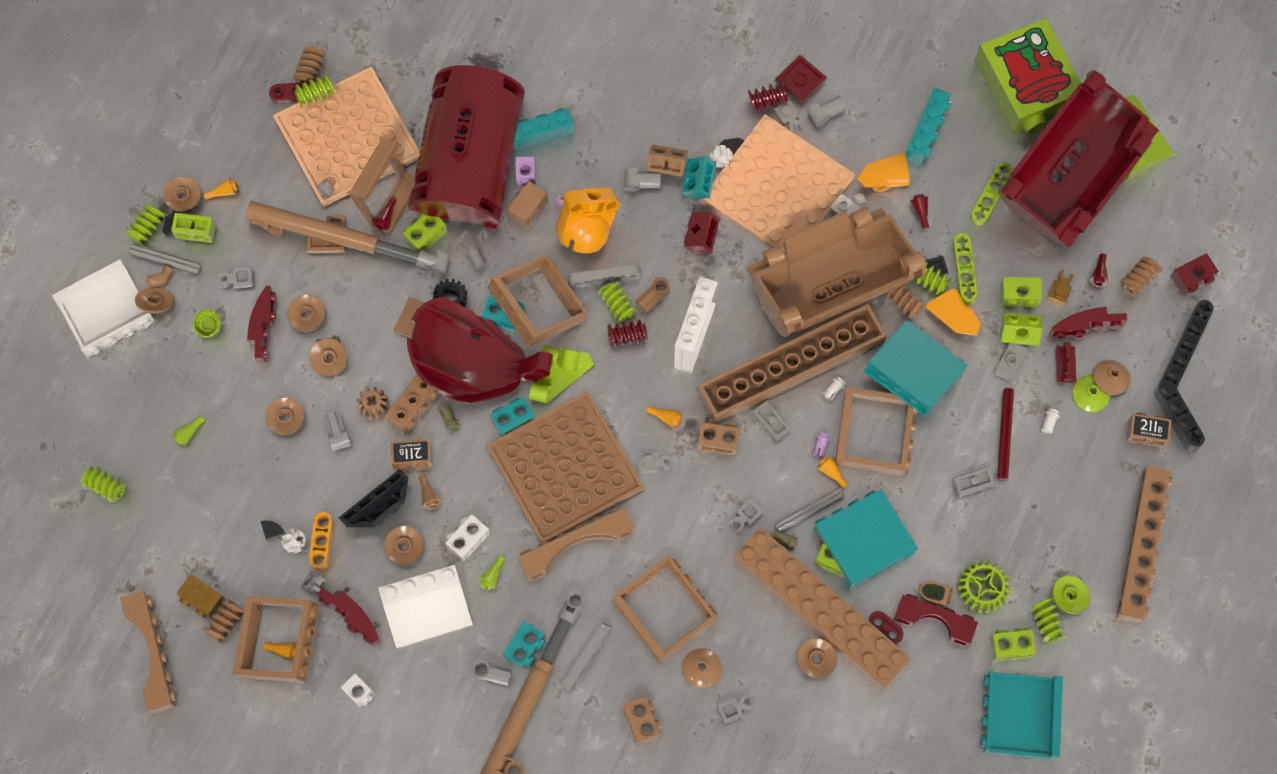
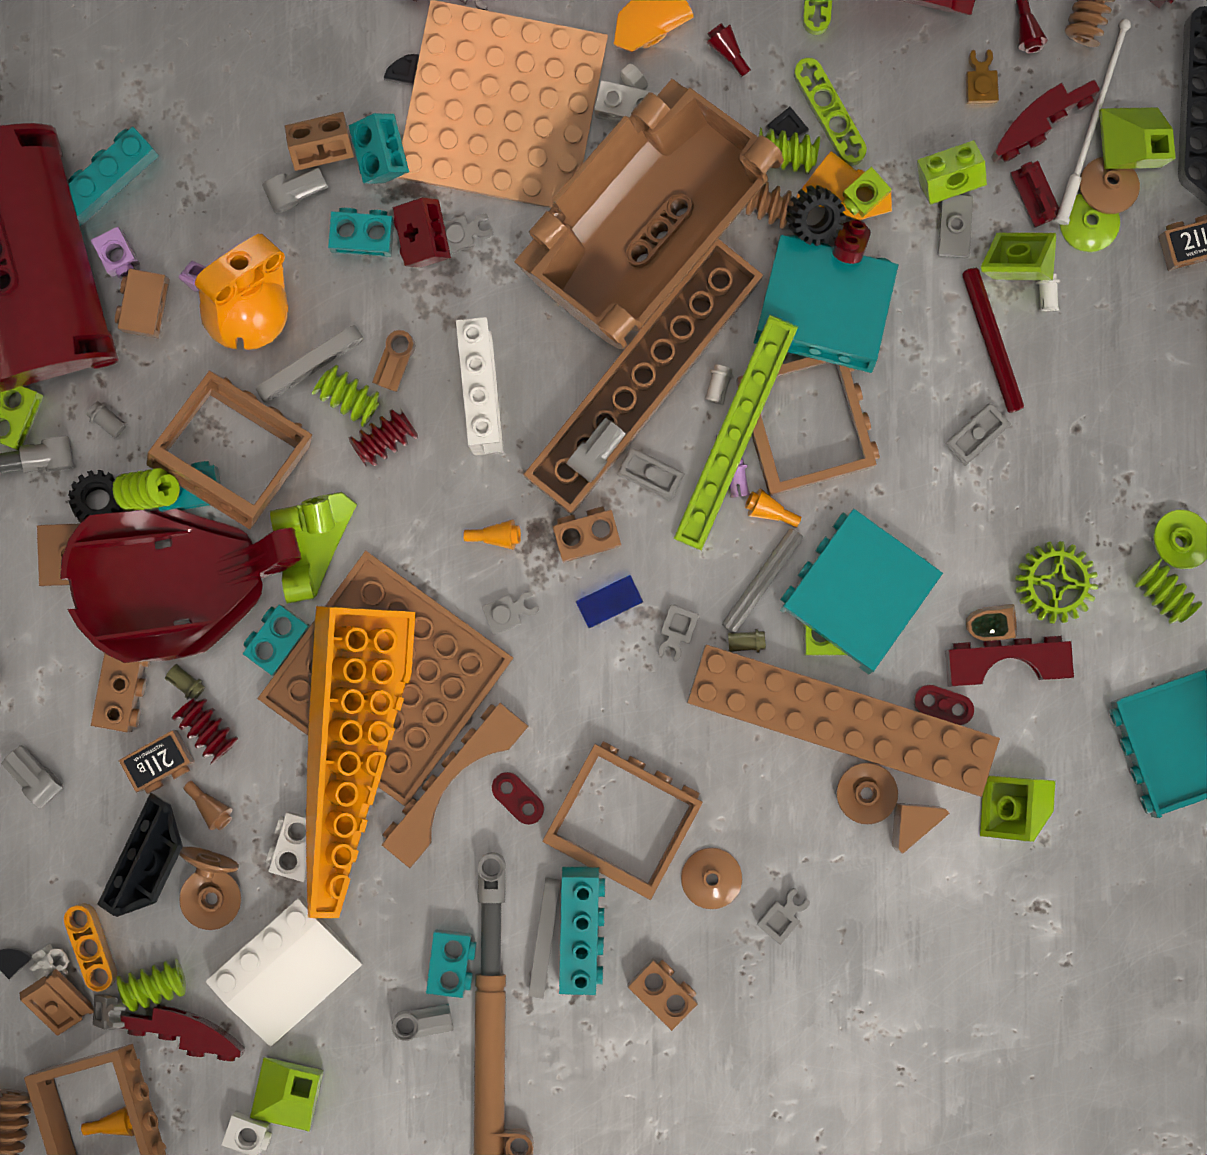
camera: 25 degrees left, 15 degrees up
(287, 562) = (56, 1002): none -> medium nougat plate
(345, 579) = (152, 986): none -> lime piece
(369, 396) = (55, 718): medium nougat gear -> none
(392, 678) = (286, 1094): none -> lime slope
(411, 524) = (208, 862): none -> medium nougat dish
(446, 448) = (204, 728): none -> dark red piece
(480, 299) = (145, 489): none -> lime piece
(490, 576) = (357, 889): lime cone -> none
(543, 466) = (355, 694): none -> light orange wedge
(608, 569) = (517, 798): none -> dark red plate
(609, 659) = (579, 931): none -> teal brick
(664, 223) = (360, 242): none -> teal brick
(714, 482) = (609, 601): none -> clear blue tile
(721, 156) = (396, 97): white gear -> none
(742, 390) = (593, 455): none -> light grey piece
(831, 415) = (735, 432): none -> lime tile
(839, 684) = (913, 822): none -> medium nougat slope
(903, 705) = (1016, 807): none -> lime slope
(933, 327) = (828, 223): none -> black tyre
(946, 341) = (851, 242): none -> dark red plate
(969, 309) = (874, 182): none -> lime brick
(1014, 650) = (1134, 655): lime brick -> none
(1030, 286) = (940, 100): lime brick -> none
(1041, 393) = (1021, 256): none -> lime slope
(1092, 364) = (1075, 179): none -> white piece
(1137, 357) = (1135, 138): none -> lime slope

